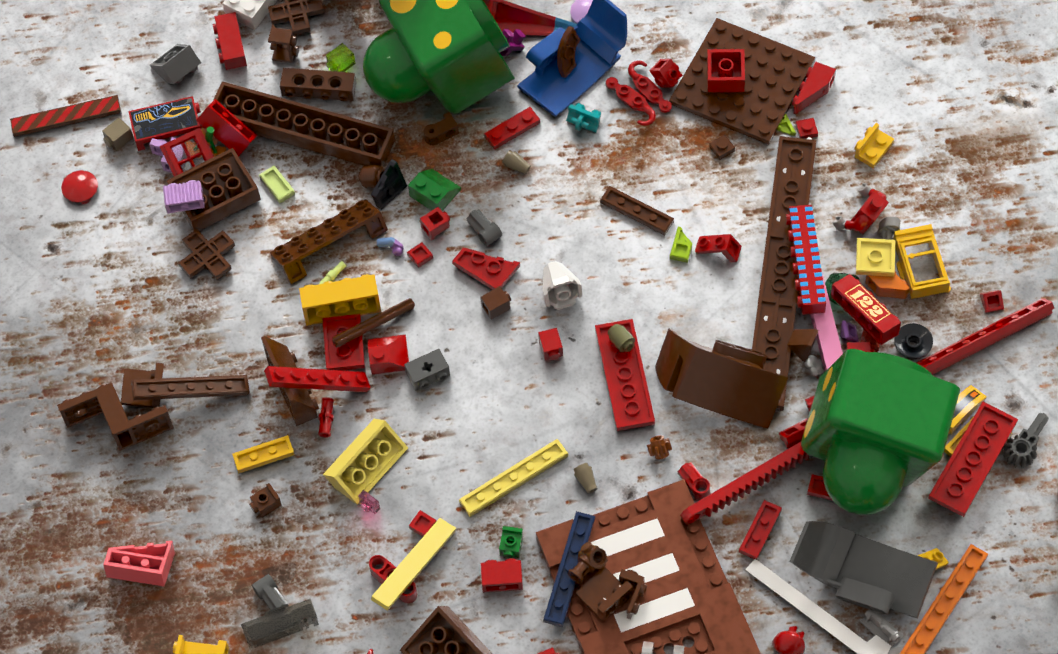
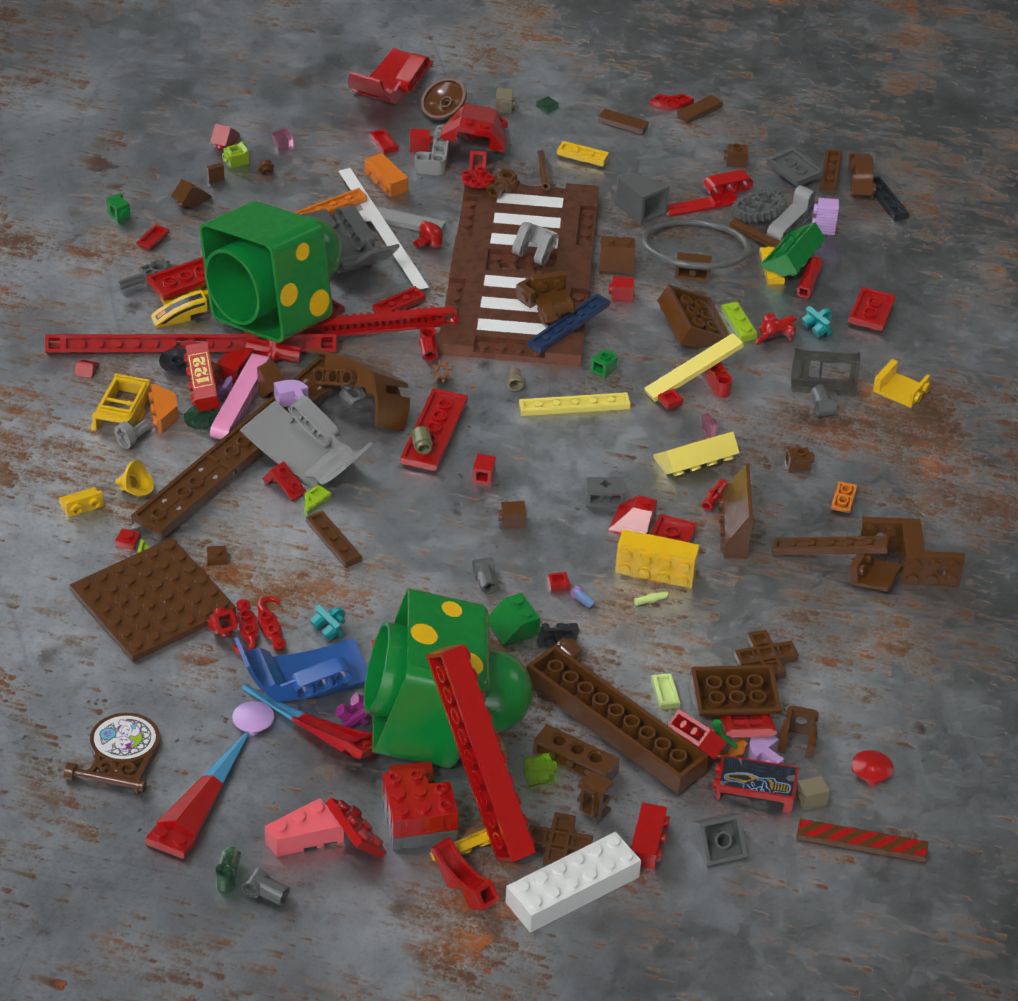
camera: 160 degrees left, 20 degrees down
(140, 564) = (927, 451): coral wedge -> none
(151, 193) = (790, 724): none -> reddish brown piece
(183, 196) = (771, 676): lavender brick -> none
(204, 475) = (844, 497): none -> orange slope
(263, 454) = (784, 490): yellow plate -> none
(317, 379) = (713, 489): red plate -> none
(348, 220) = (640, 622): reddish brown bracket -> none
(373, 322) = (612, 542): reddish brown axle -> none
(434, 222) = (532, 590): red brick -> none
(484, 268) = (504, 544): red wing -> none
(501, 575) = (625, 345): red brick -> none
(560, 286) = (448, 499): white cone -> none
(566, 52) = (301, 664): reddish brown tile -> none
(719, 286) = (302, 440): none -> light grey beam
(725, 70) = (169, 586): red brick -> none
(769, 332) = (289, 391): none -> lavender brick
(807, 259) = (220, 426): red brick -> none
(816, 86) = (93, 559): red slope -> none
(840, 179) = (136, 480): none -> yellow helmet
(867, 213) = (134, 445): red torso -> none
(875, 257) = (160, 409): light yellow tile -> none

